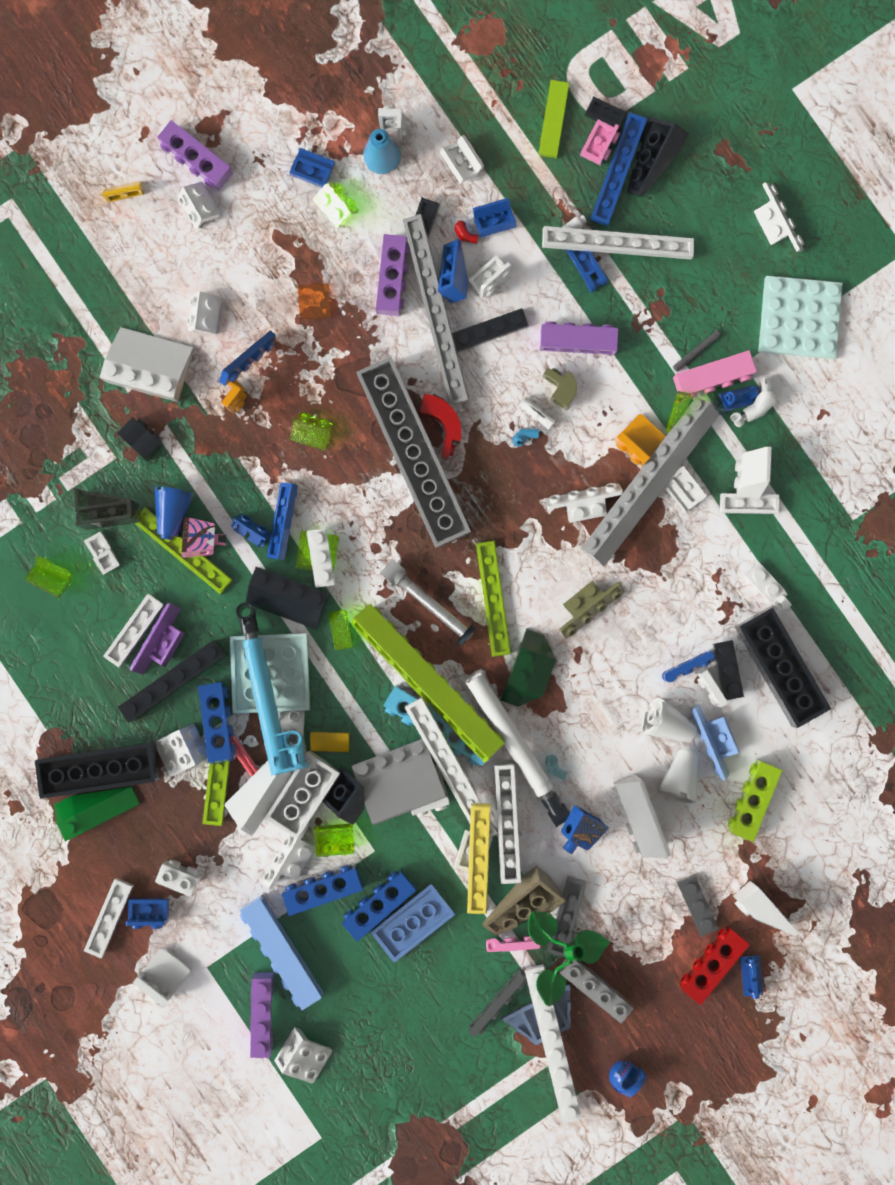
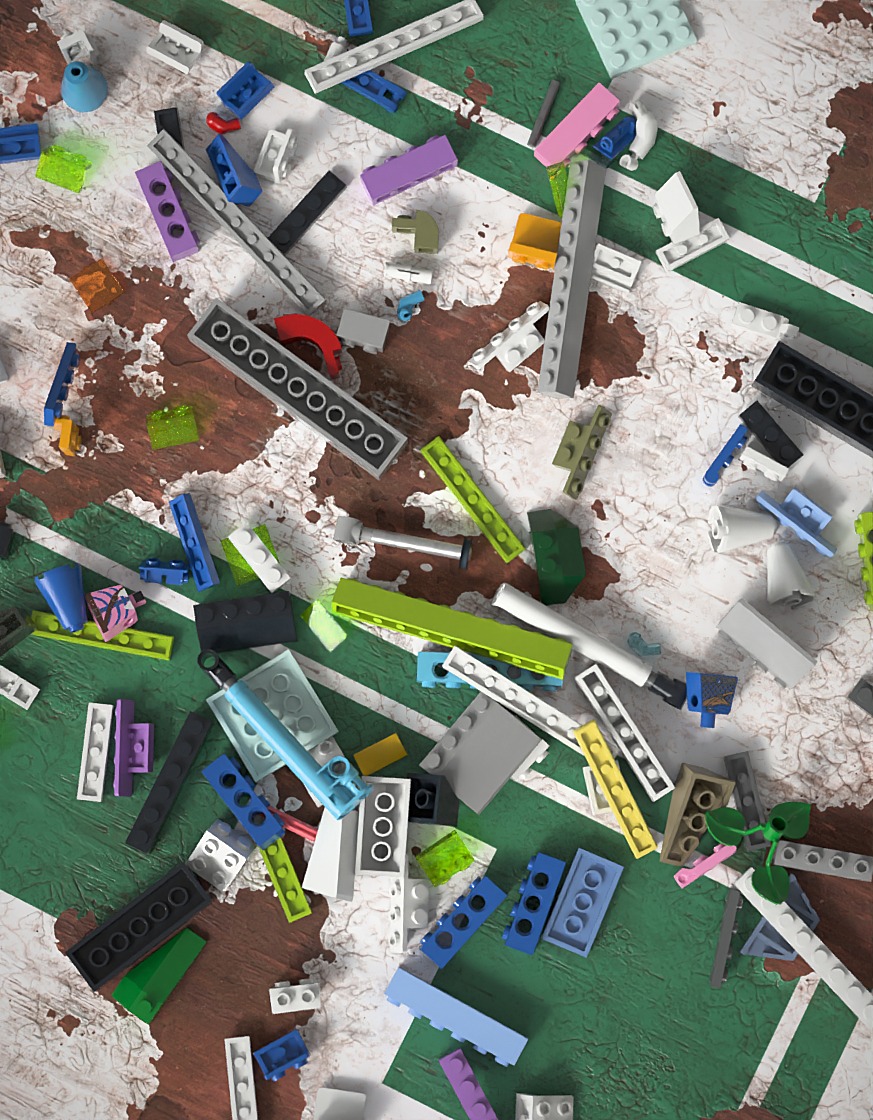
camera: 30 degrees left, 5 degrees down
(482, 437) = (363, 331): none -> light grey brick

